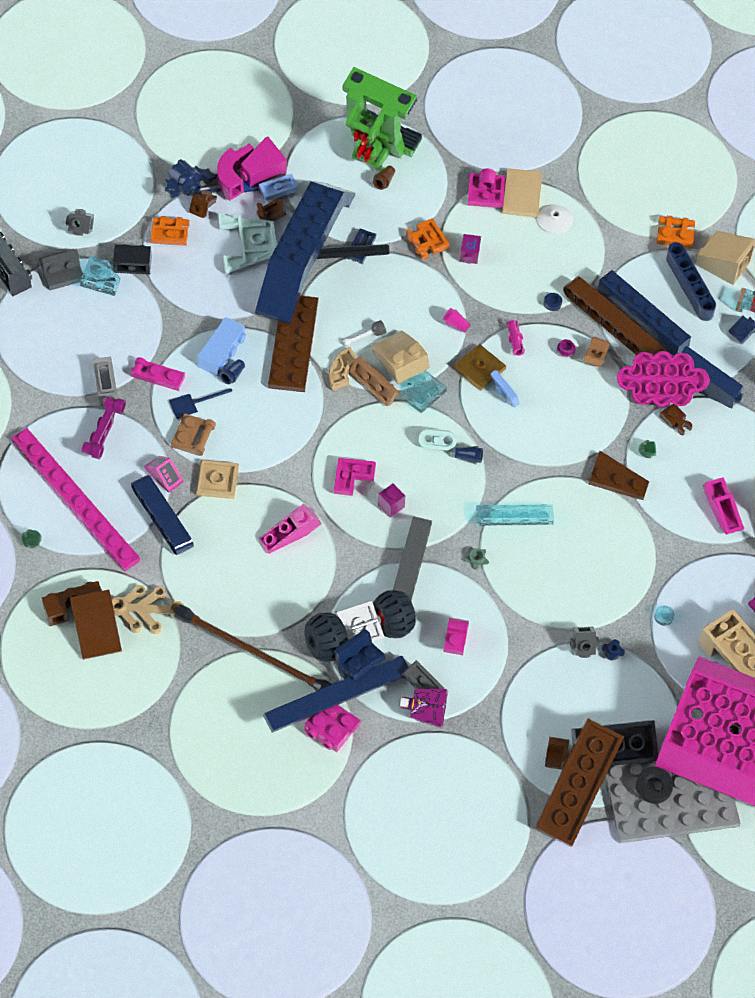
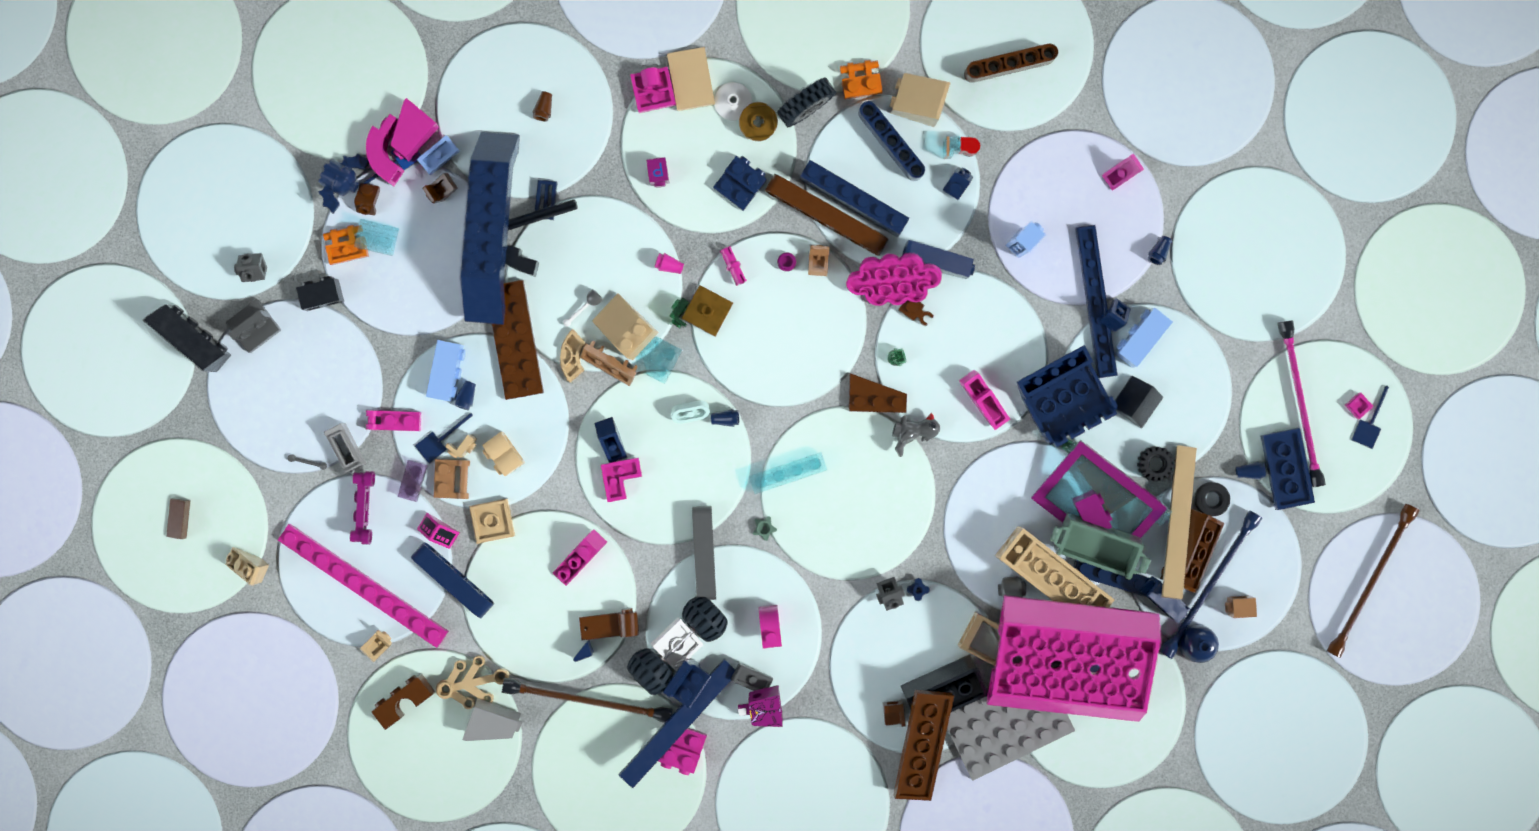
camera: 10 degrees left, 30 degrees up
(31, 538) = (339, 644): clear green plate -> none
(51, 379) = (291, 458): none -> dark grey hinge
(68, 548) = (376, 645): none -> tan bracket
(95, 624) = (431, 720): reddish brown slope -> none
(100, 276) = (295, 325): clear light blue plate -> none
(151, 643) = (491, 722): none -> light grey slope
(156, 424) = (412, 480): none -> clear purple plate
(200, 230) = (376, 237): none -> clear light blue plate
(215, 410) = (466, 446): none -> tan bracket
(249, 425) = (503, 454): none -> tan brick
(256, 239) = (437, 228): light aqua wing -> none
(264, 610) = (585, 652): none -> dark blue slope
(299, 597) = (609, 625): none -> reddish brown door
(321, 283) = (519, 263): none -> black slope
(355, 440) = (610, 440): none -> dark blue slope
(384, 128) = (514, 58): bright green container -> none
(391, 500) = (666, 496): magenta brick -> none
(431, 235) = (615, 167): orange plate -> none
(452, 357) = (678, 308): none -> clear green bracket
(504, 389) = (739, 332): light blue plate -> none
(542, 277) = (740, 182): none -> dark blue plate
(553, 301) = (758, 207): dark blue tile -> none
(570, 245) = (749, 115): none -> pearl gold plate
(622, 225) = (806, 102): none -> black wheel
(642, 510) = (908, 431): none -> dark grey animal
(654, 773) = (996, 734): black tyre -> none
(664, 615) = (956, 535): clear light blue tile -> none
(666, 691) = (970, 633): none -> tan window

